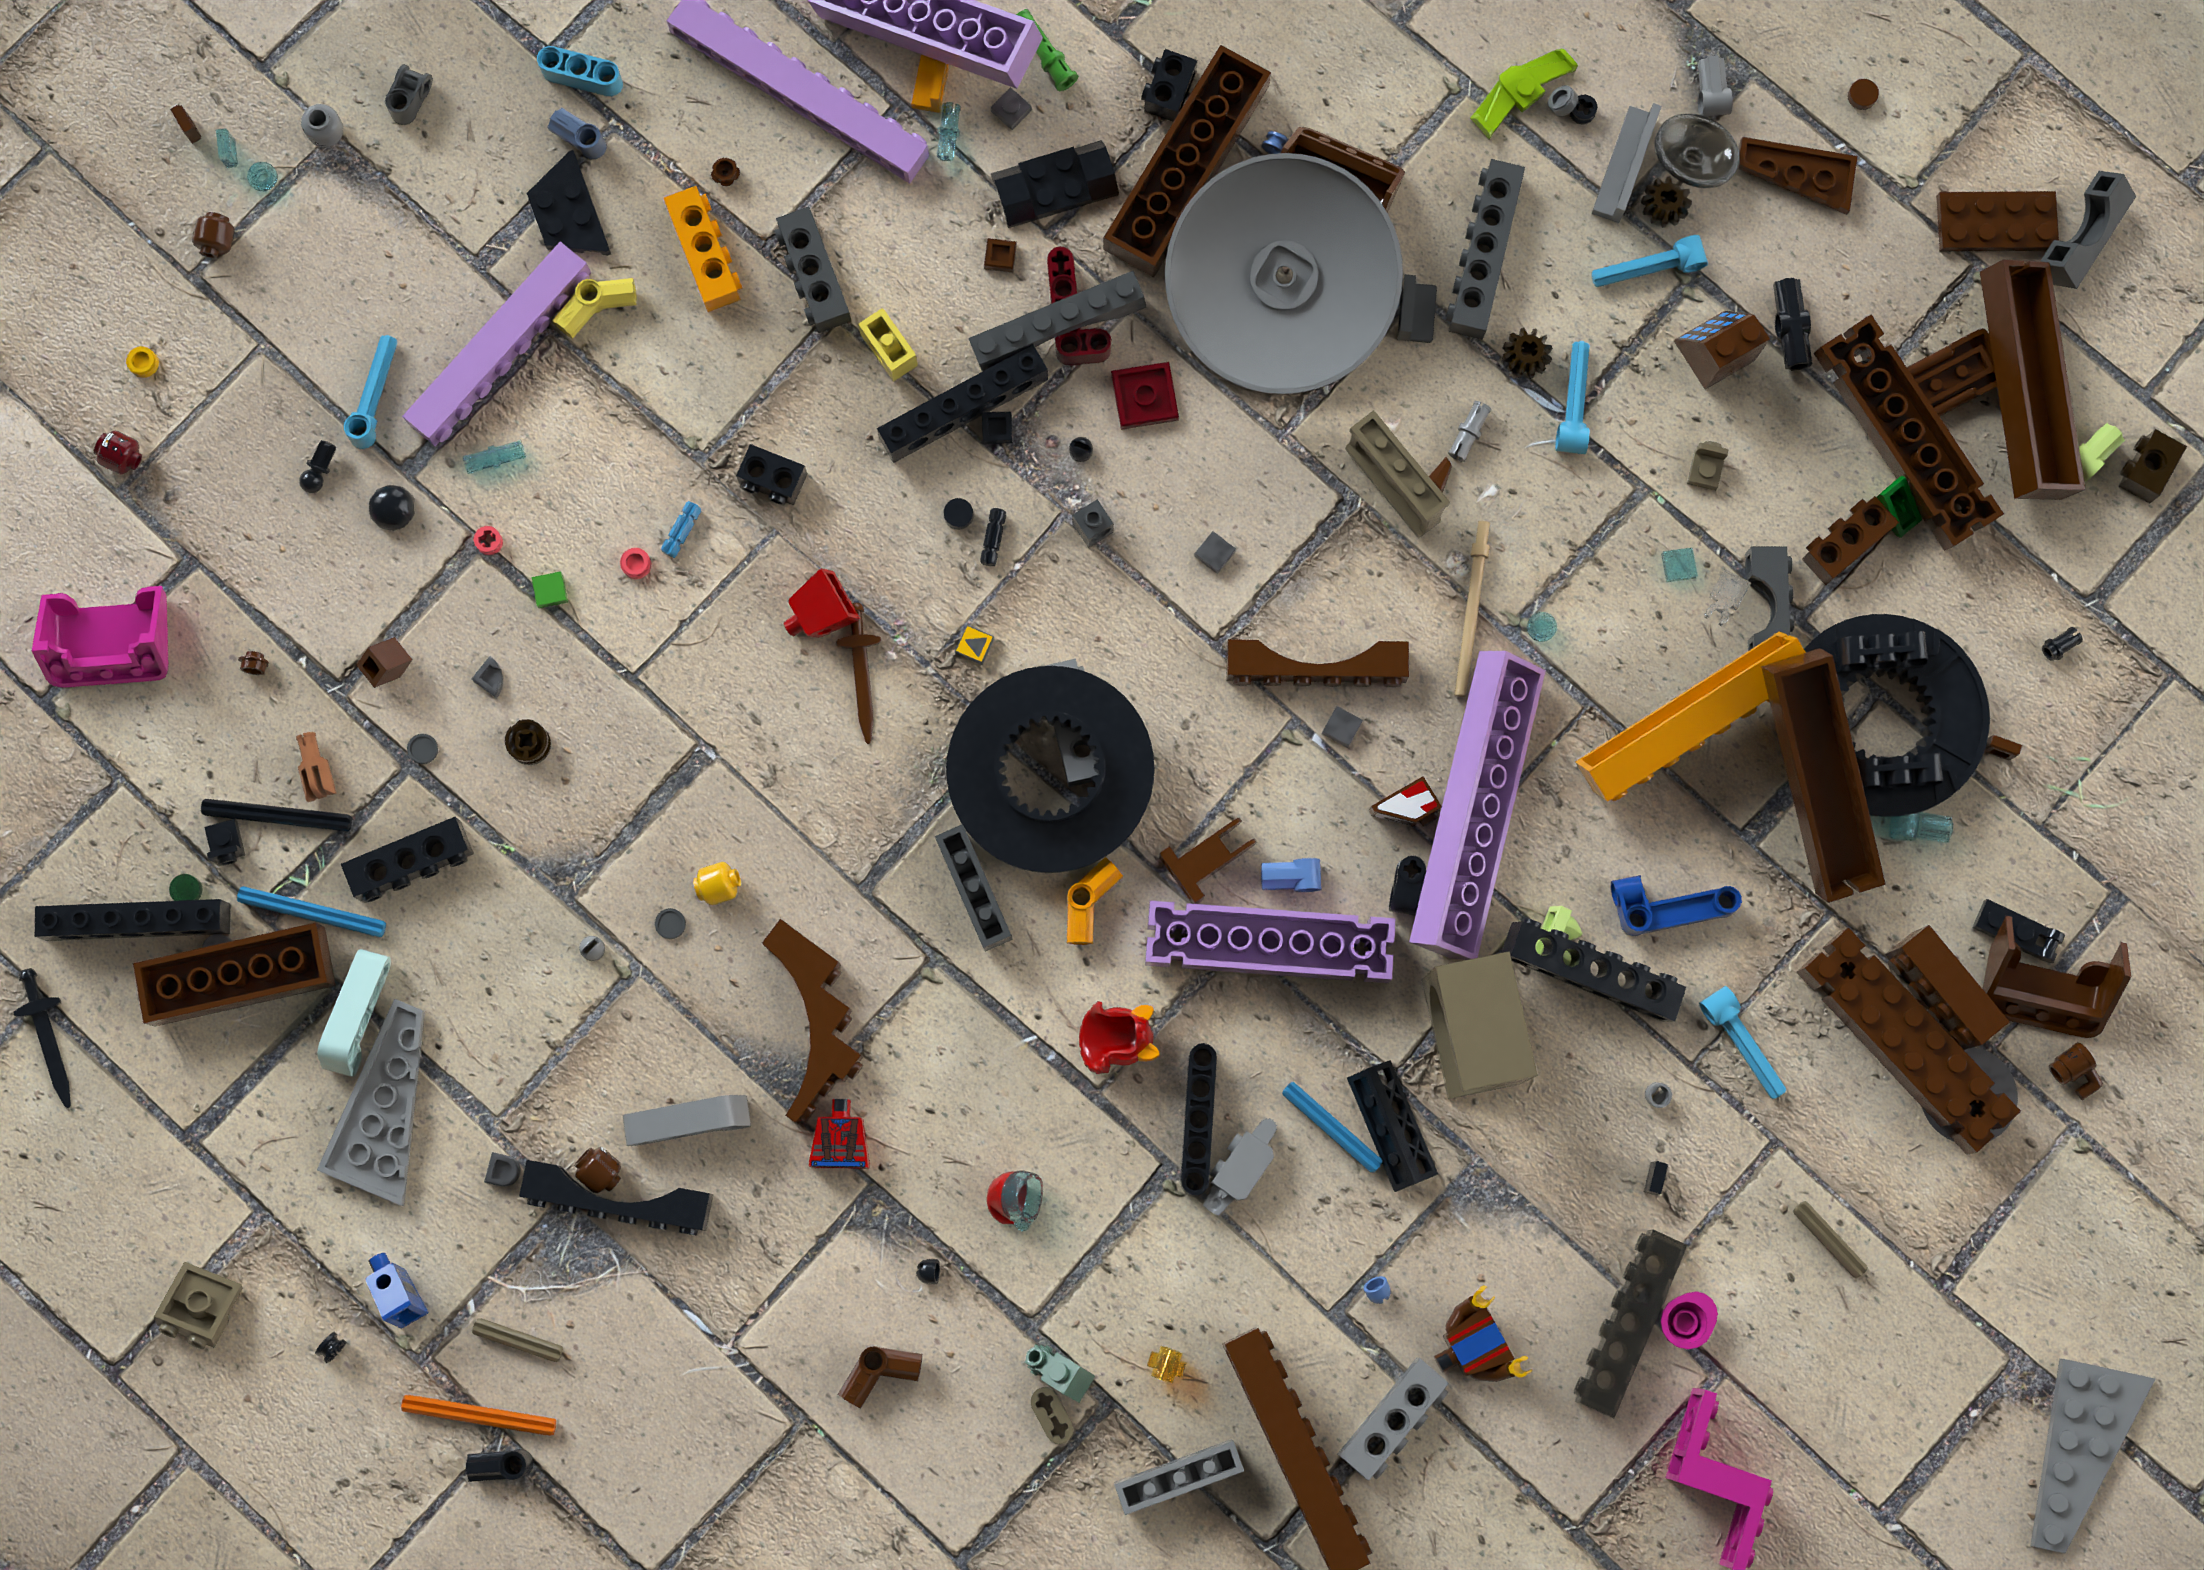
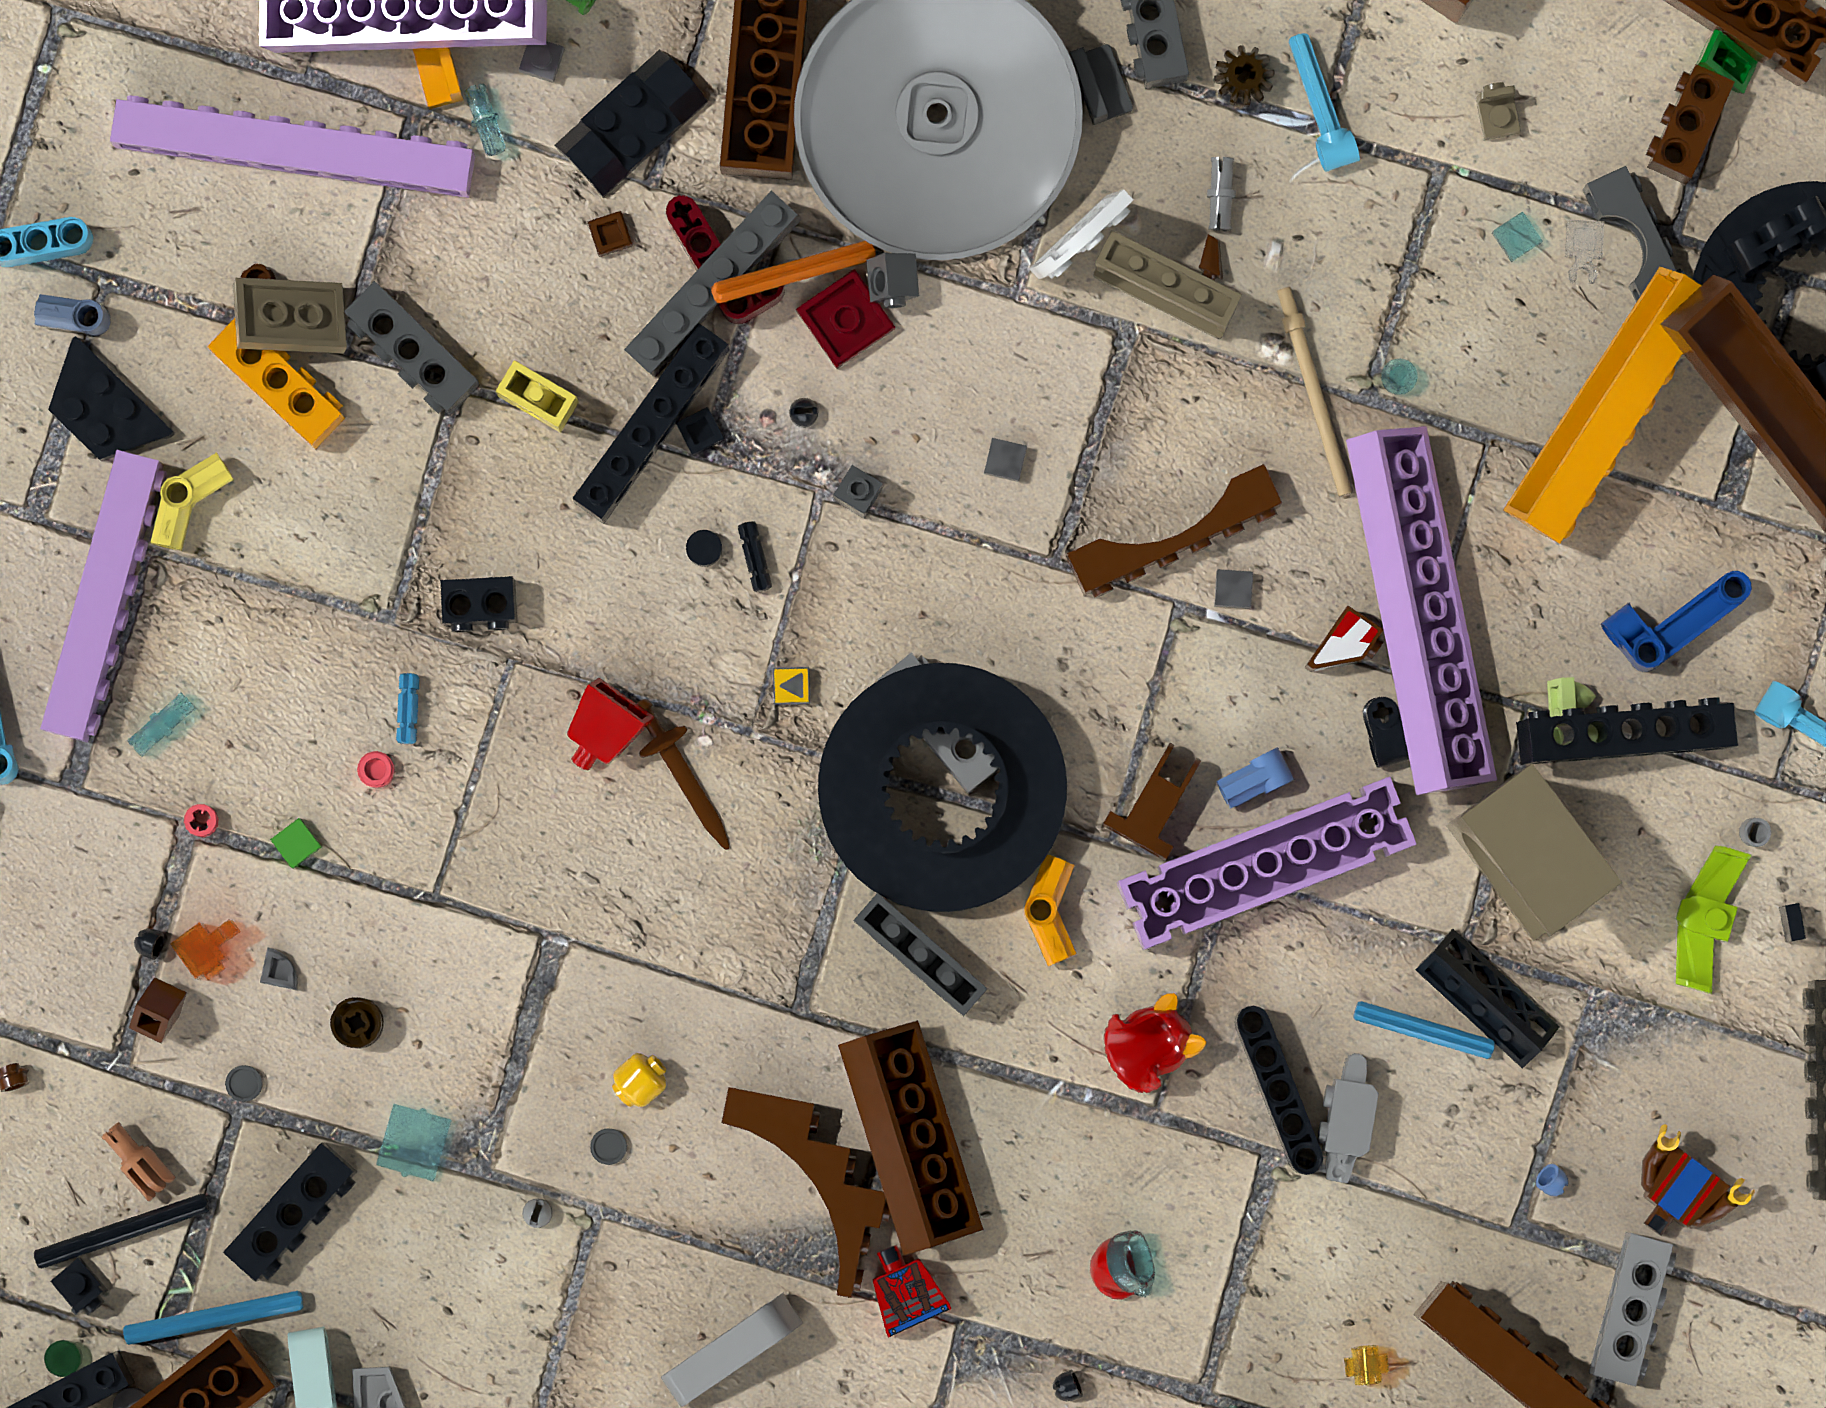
camera: 25 degrees left, 5 degrees up
(391, 507) = (76, 833): black hair -> none
(405, 612) = (149, 943): none -> black hinge
(441, 634) = (202, 949): none -> clear orange brick
(526, 852) = (413, 1142): none -> clear light blue piece
(734, 203) = (289, 315): none -> dark tan plate
(899, 1021) = (910, 1137): none -> reddish brown brick
(1121, 339) = (792, 271): none -> orange axle
(1193, 380) = (893, 278): none -> dark grey brick
(1350, 409) = (1083, 234): none -> white plate
(1591, 1143) = (1706, 917): none -> lime plate

